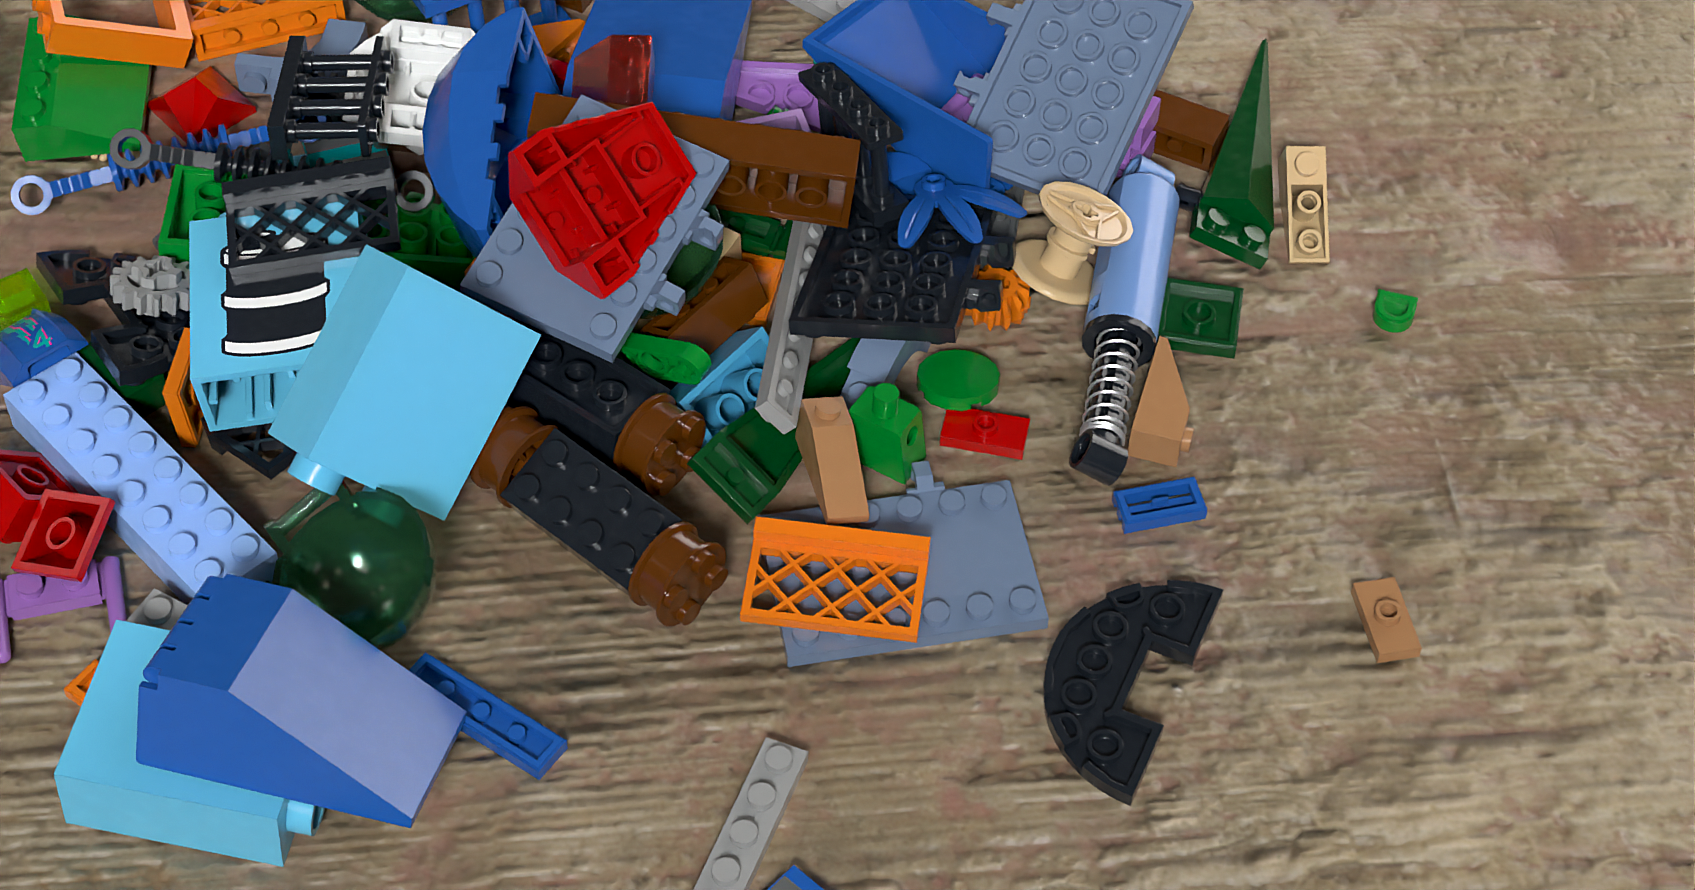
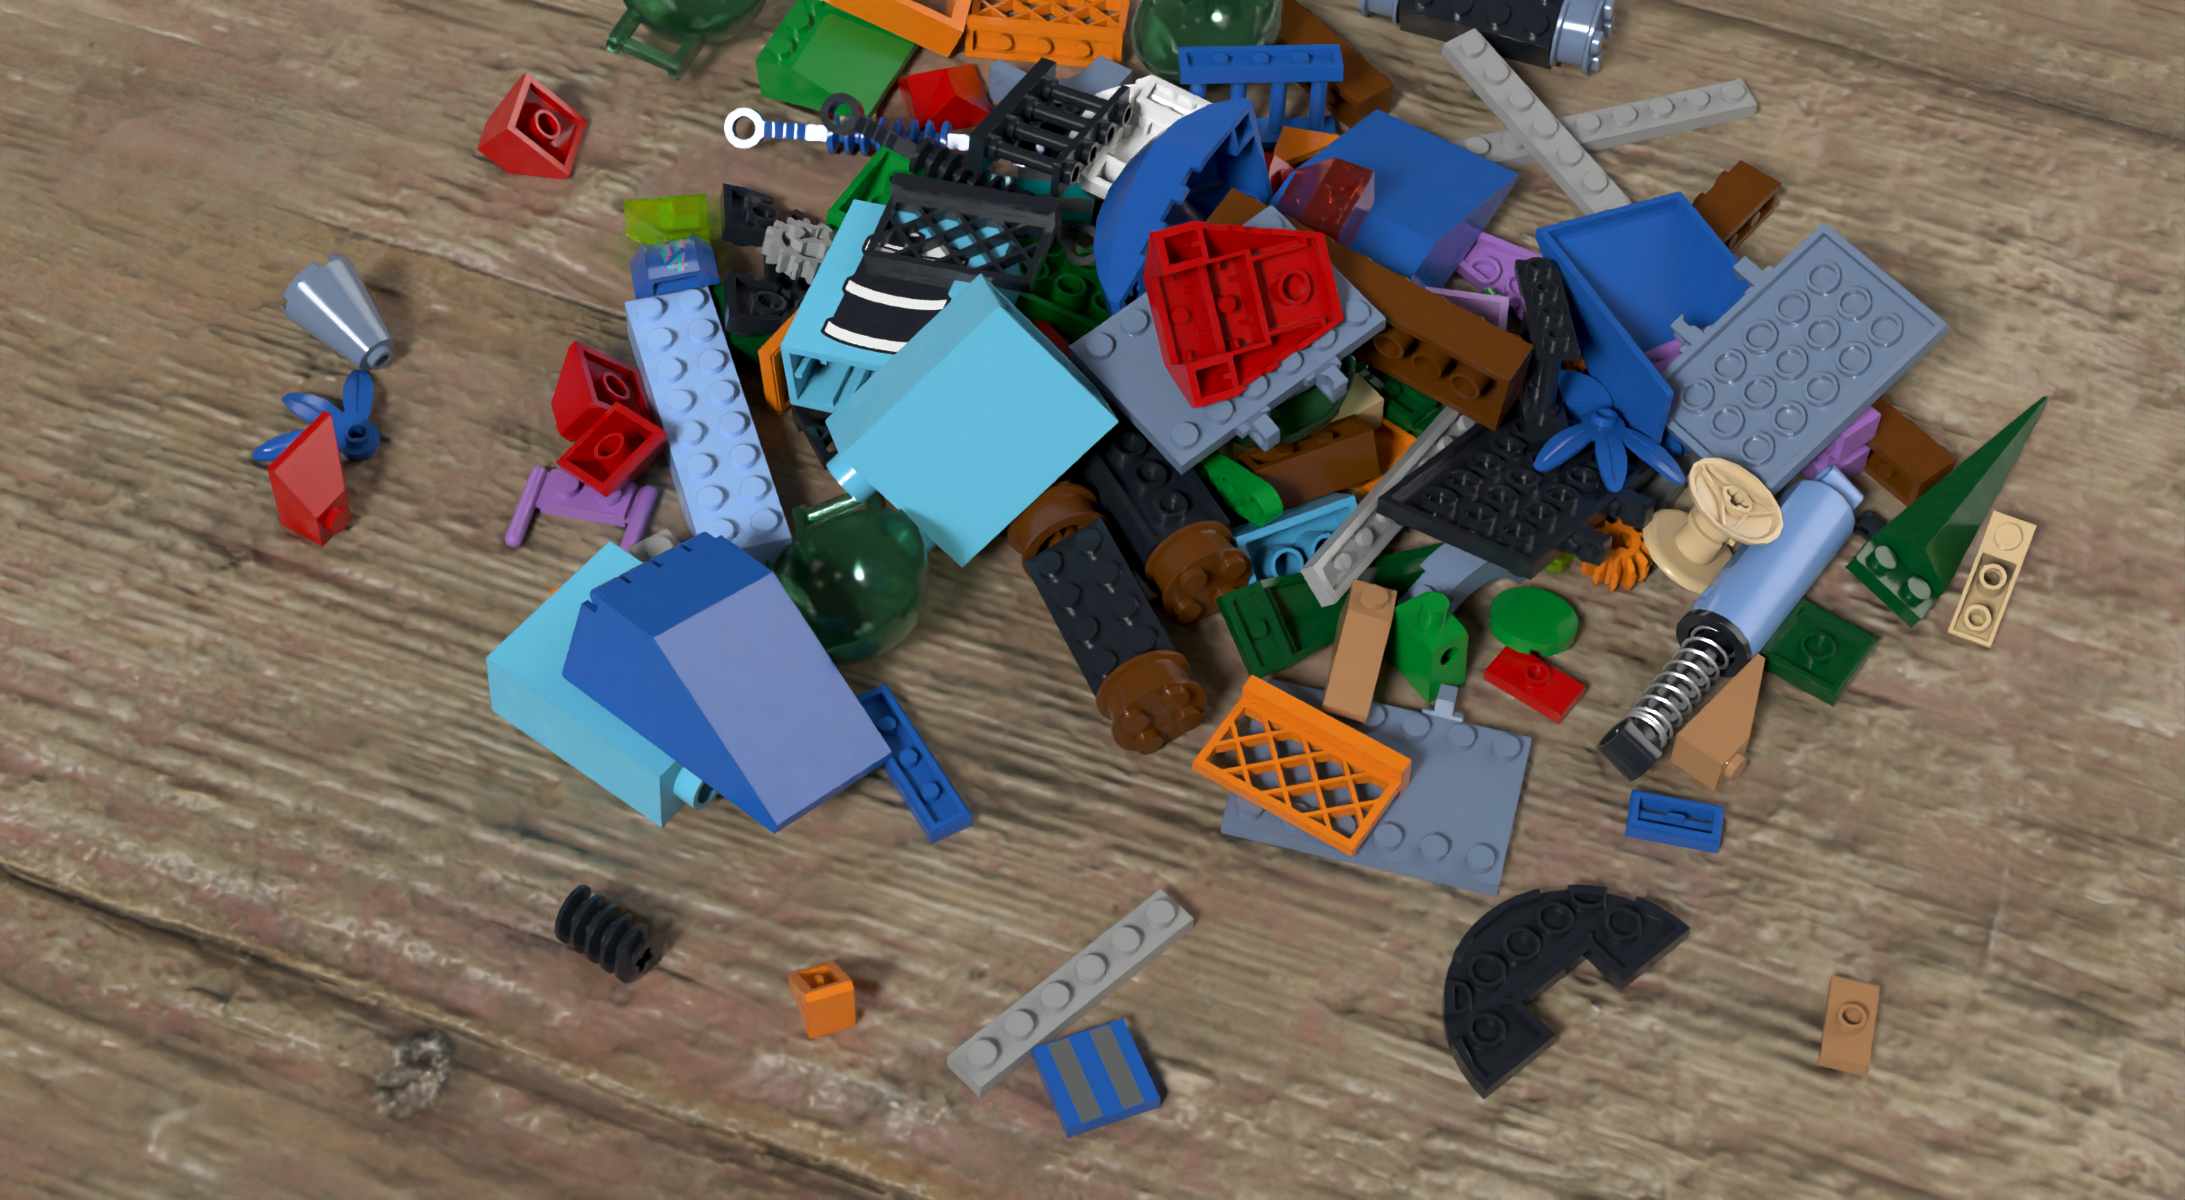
camera: 25 degrees right, 0 degrees up
(1394, 311) = (2033, 722): green tile -> none

